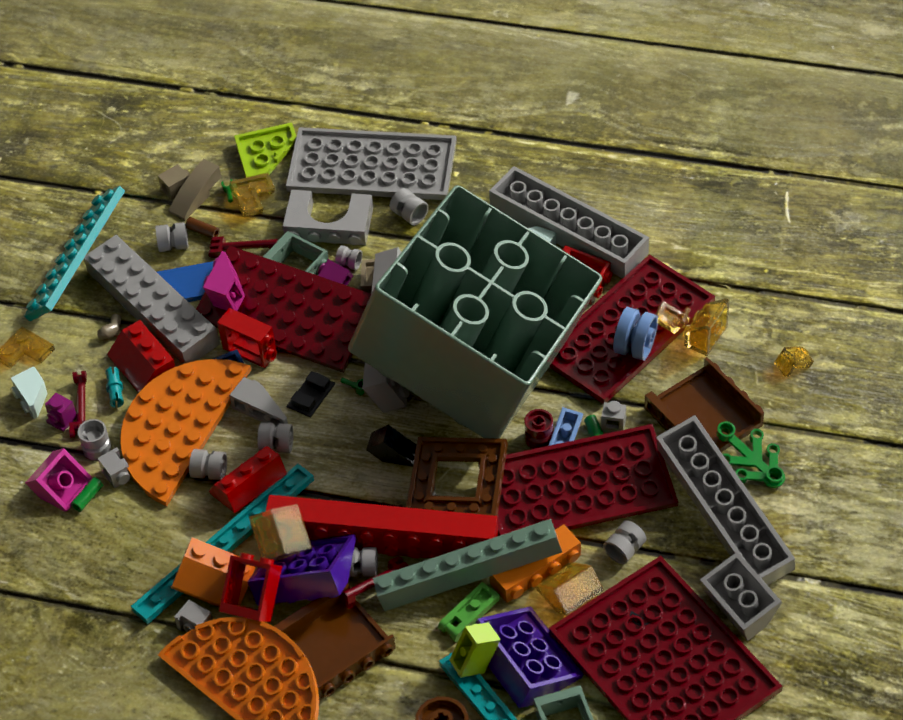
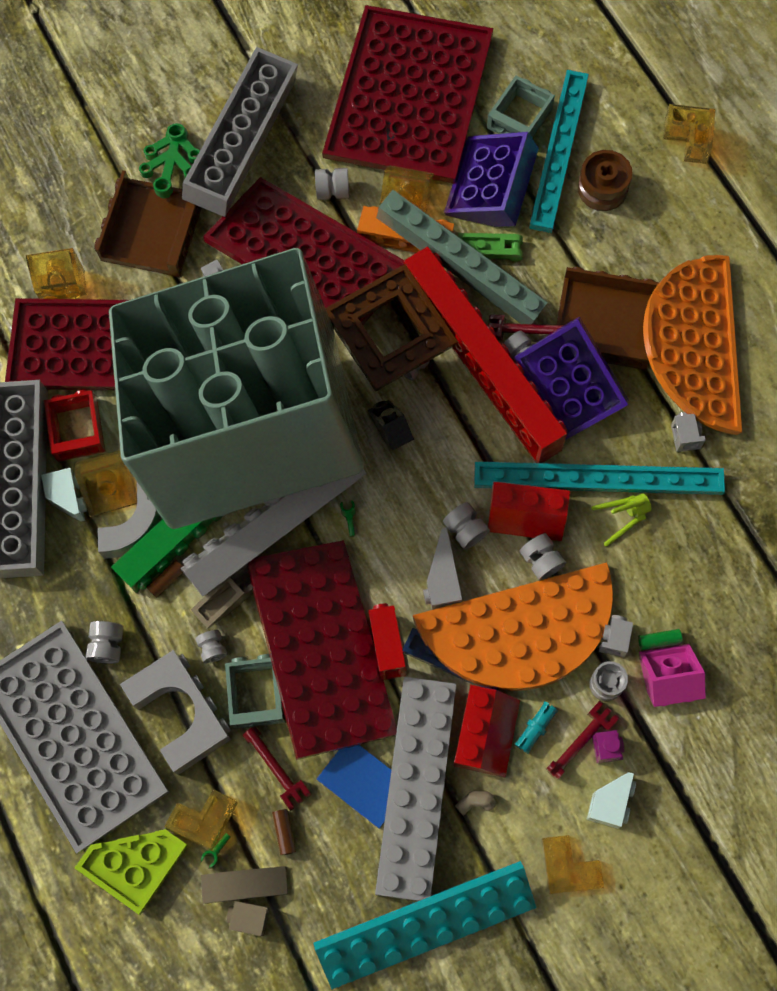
camera: 130 degrees left, 20 degrees up
(172, 237) = (330, 852): light grey wheel -> none
(180, 544) = (634, 505): none -> lime plant
(205, 571) = (640, 446): orange slope -> none
(224, 285) = (357, 701): dark pink slope -> none
(233, 585) = (647, 372): red window -> none
(280, 532) = (571, 404): clear yellow slope -> none
(311, 394) = (389, 549): black piece -> none
(335, 272) = (246, 634): magenta brick -> none
(474, 649) = (532, 190): lime brick -> none
(635, 333) = (112, 293): medium blue wheel -> none
(672, 318) = (71, 301): clear yellow bracket -> none
(741, 595) = (315, 68): light grey slope -> none
(793, 358) = (42, 197): clear yellow bracket -> none

